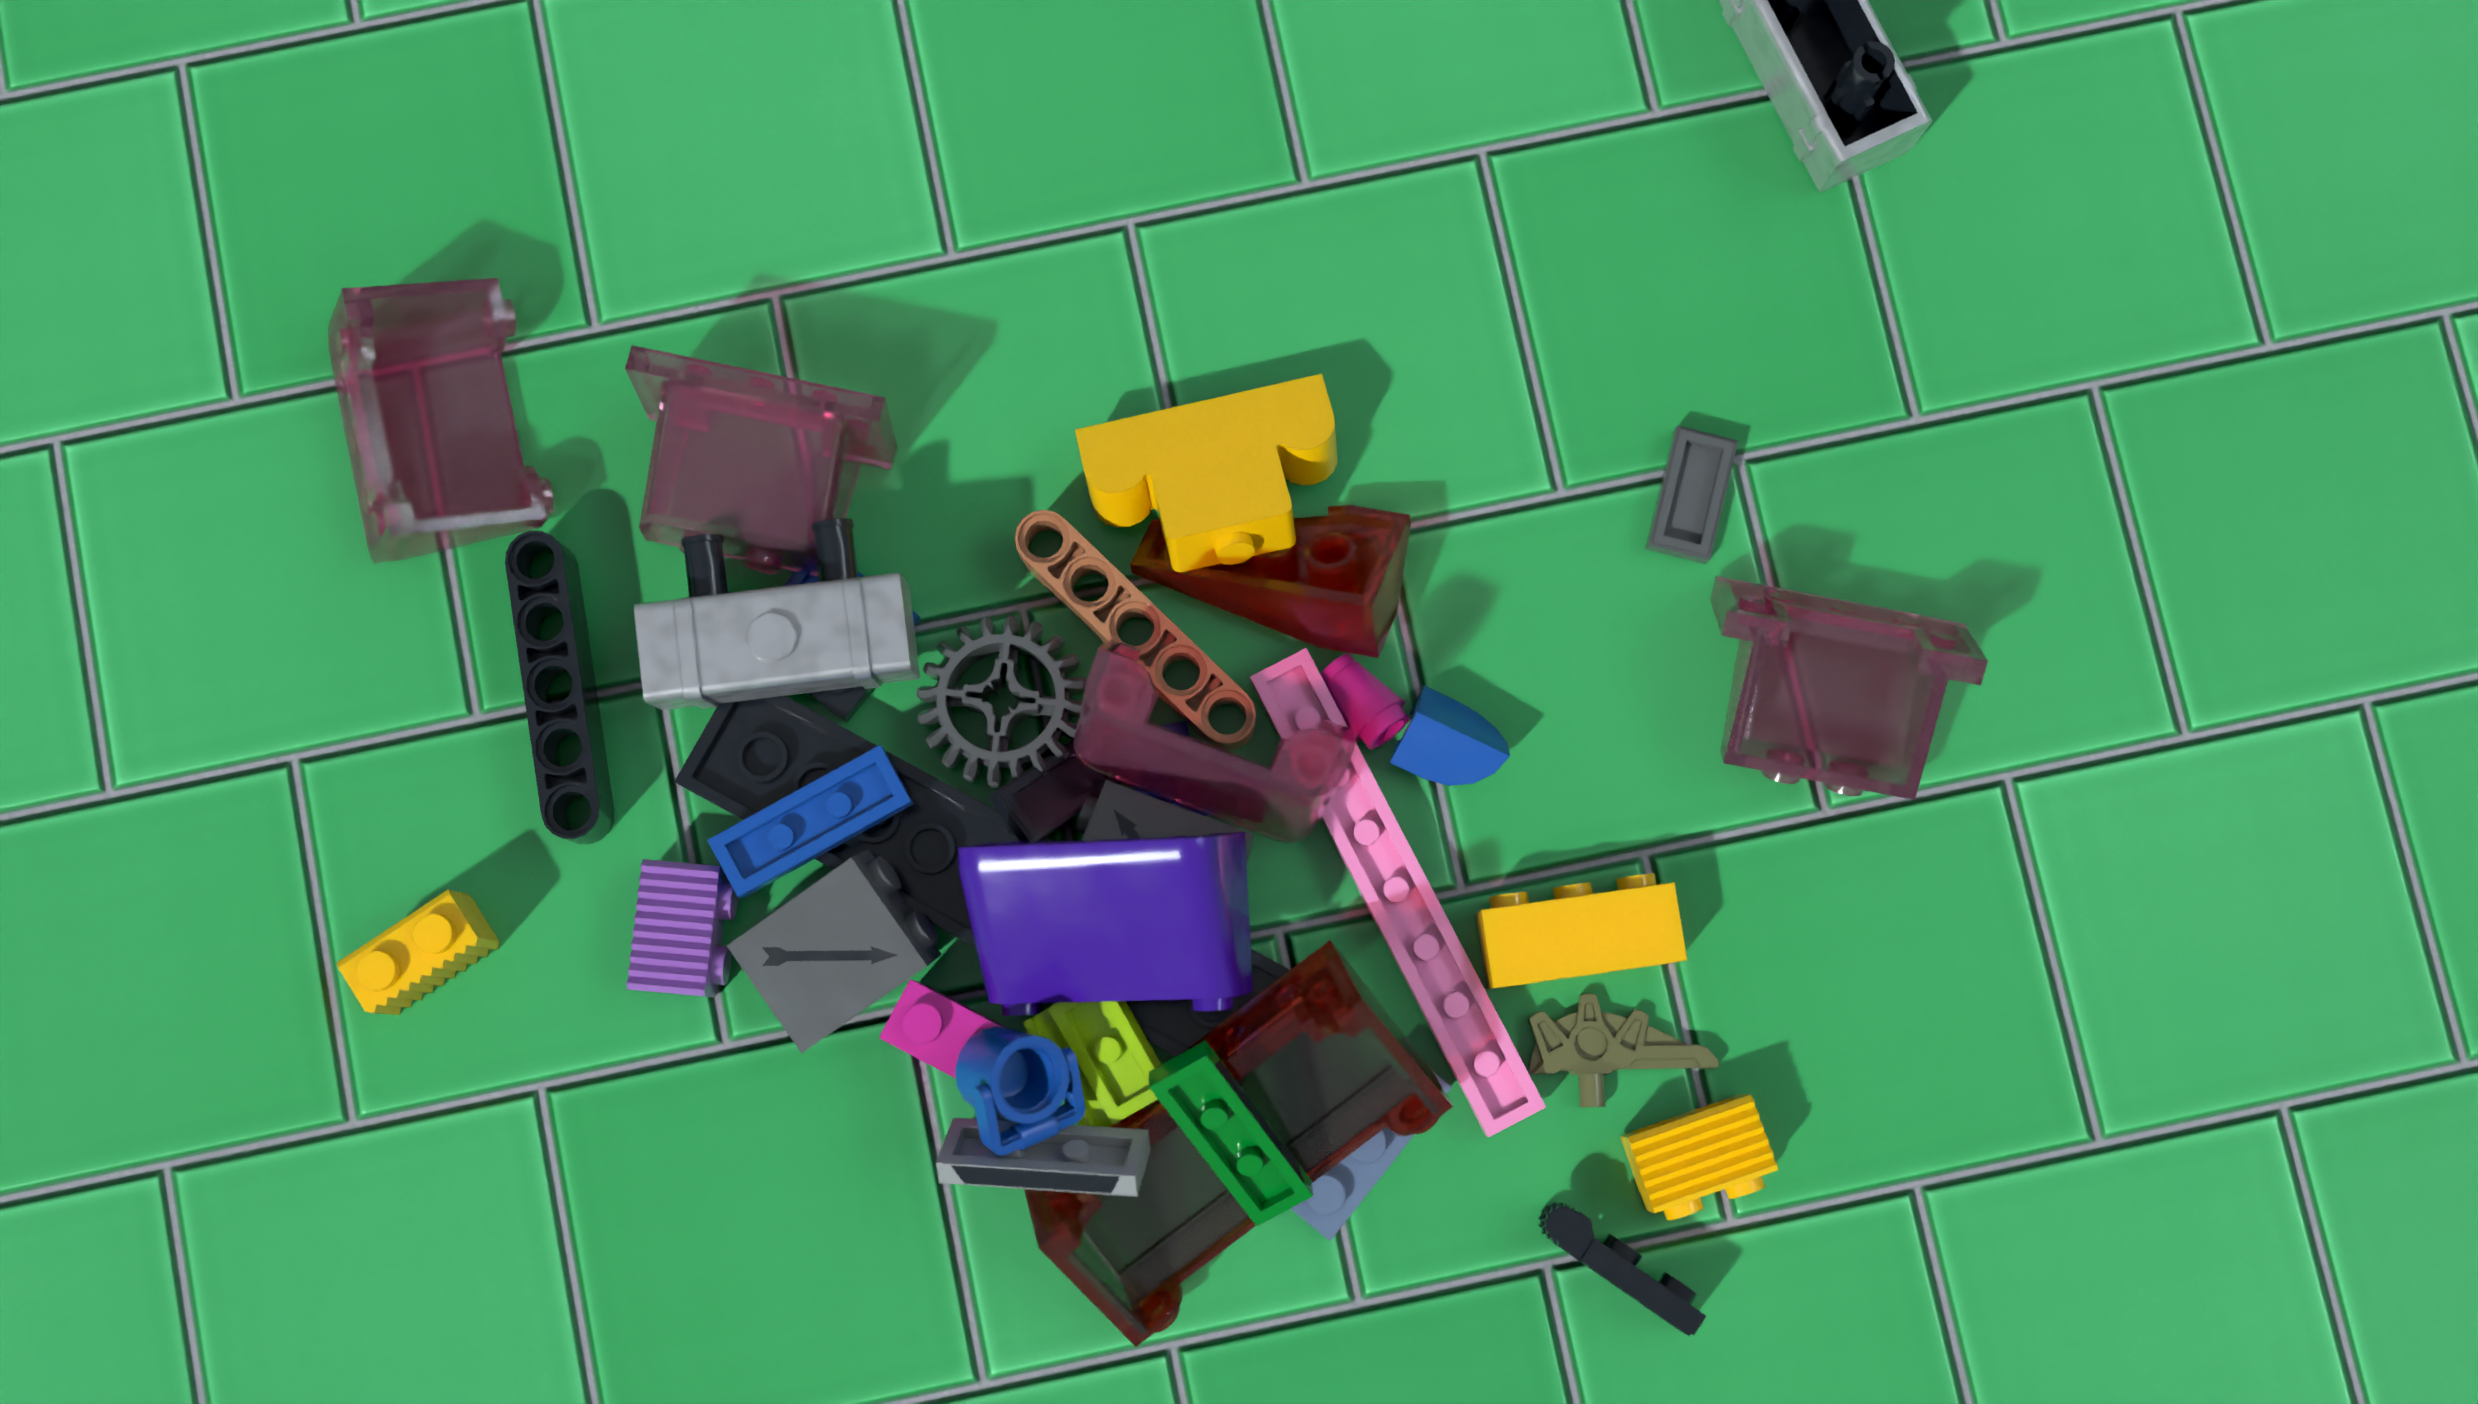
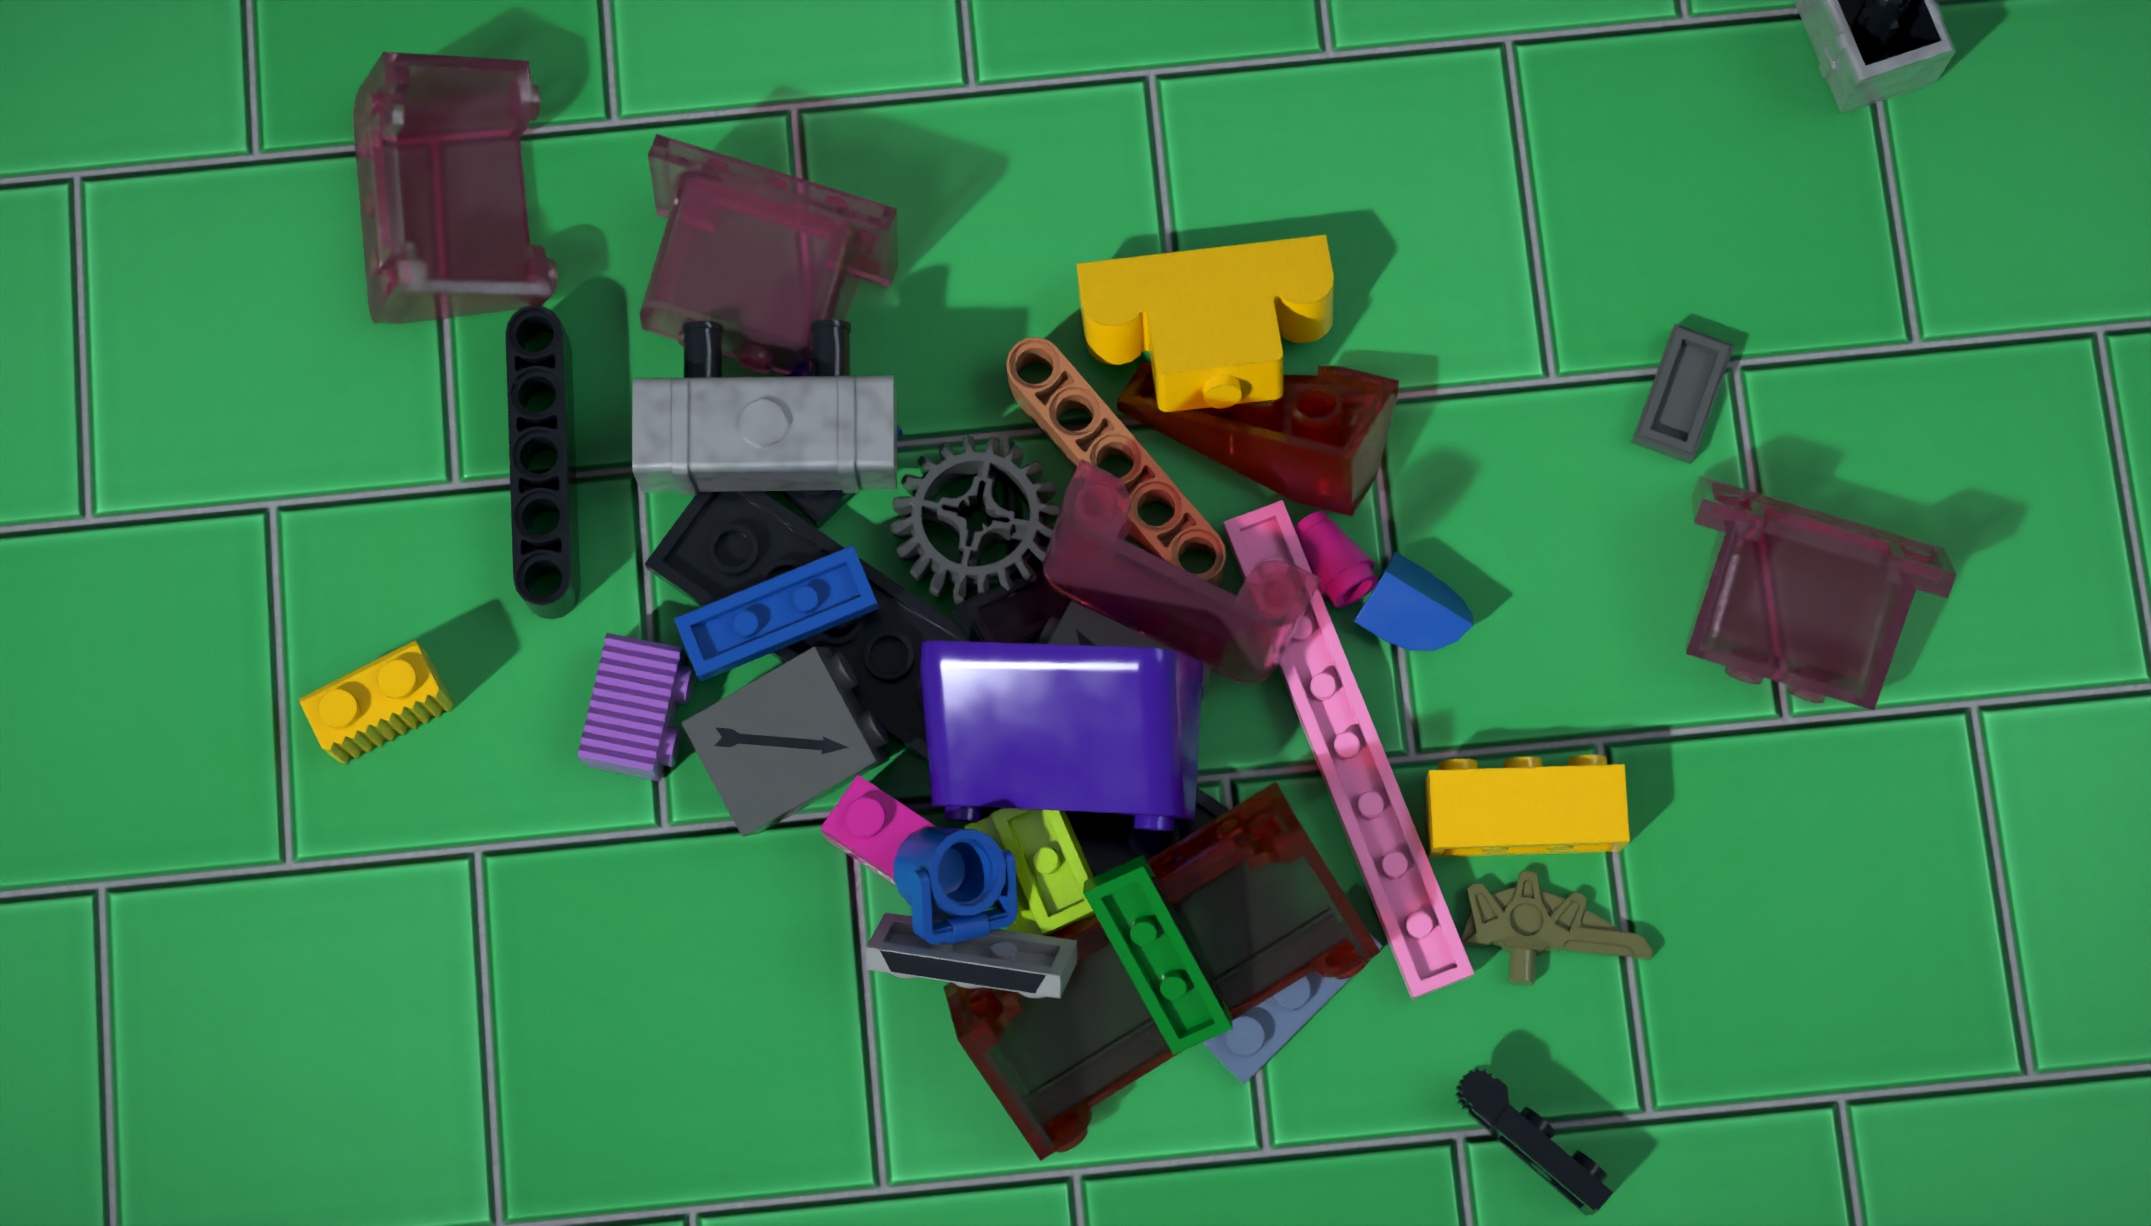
camera: 10 degrees right, 5 degrees down
(1700, 1155) = (1623, 1038): yellow brick -> none

